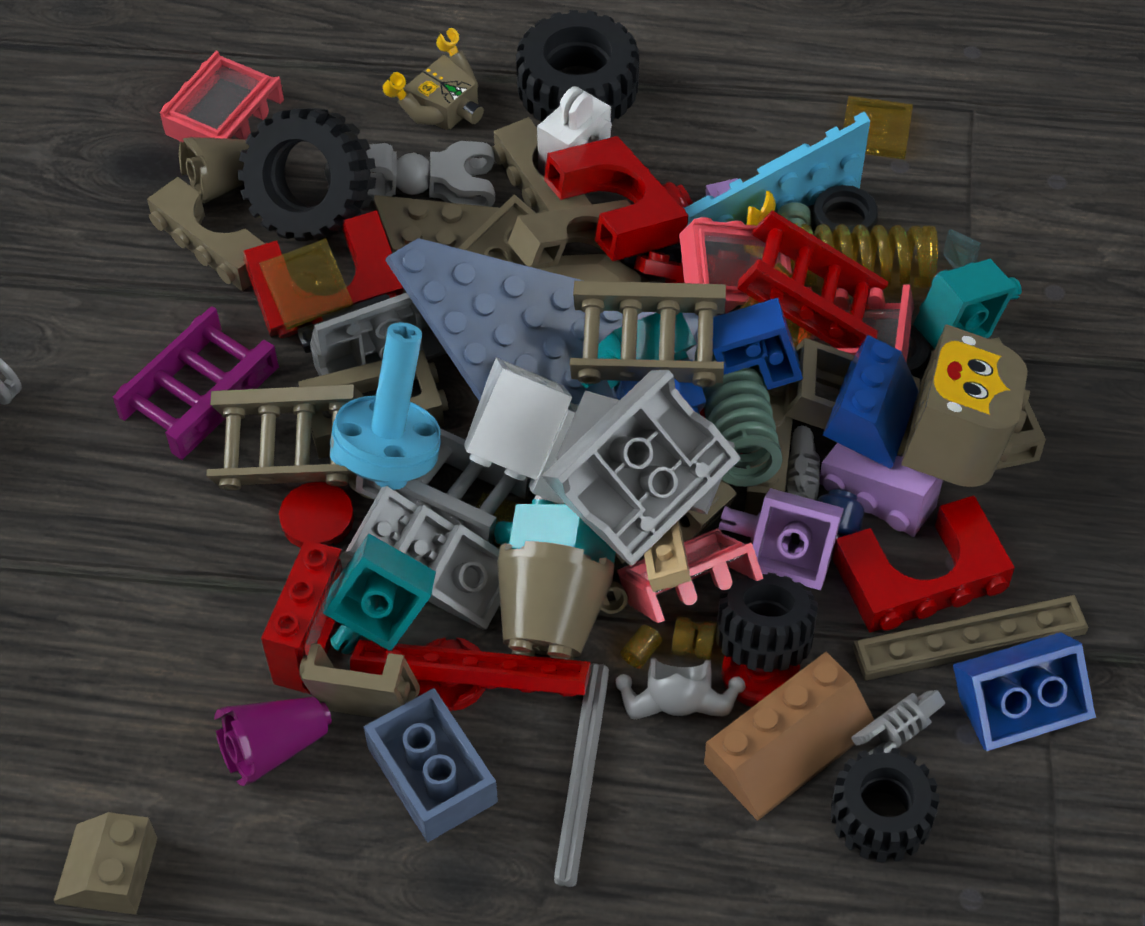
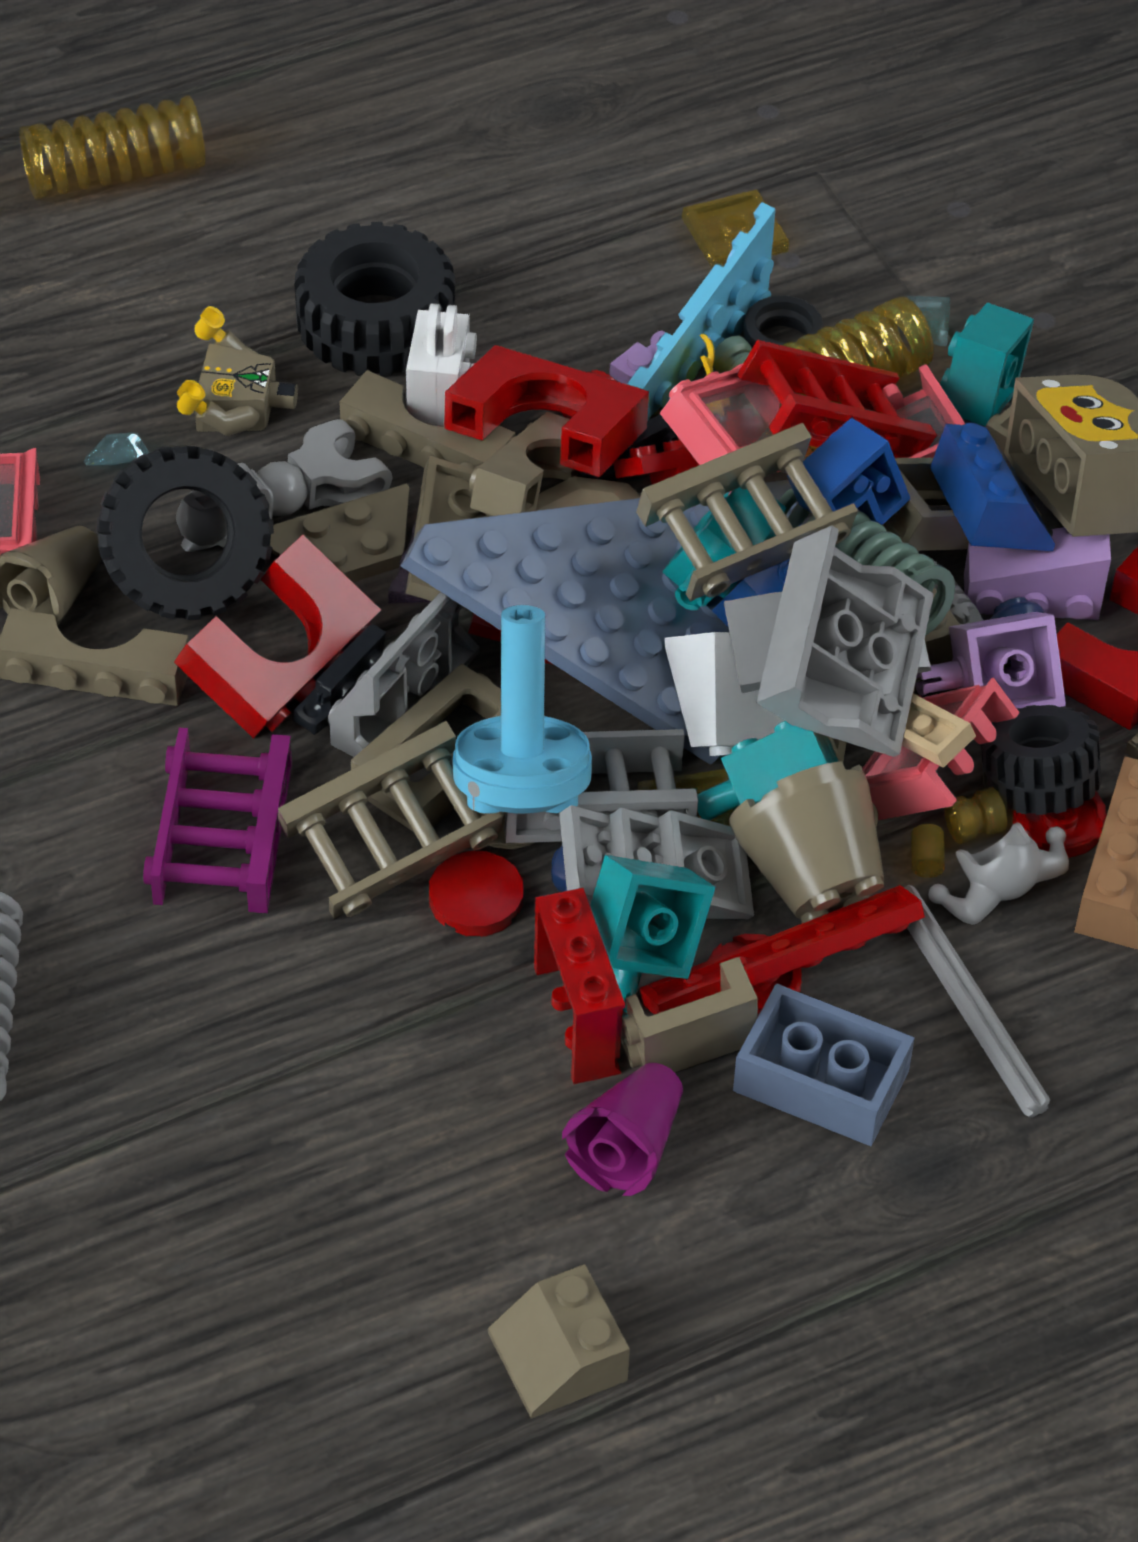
camera: 35 degrees left, 5 degrees down
(305, 284) = (279, 651): clear yellow tile -> none
(341, 102) = (116, 449): none -> clear light blue slope
(516, 420) = (651, 674): white slope -> none

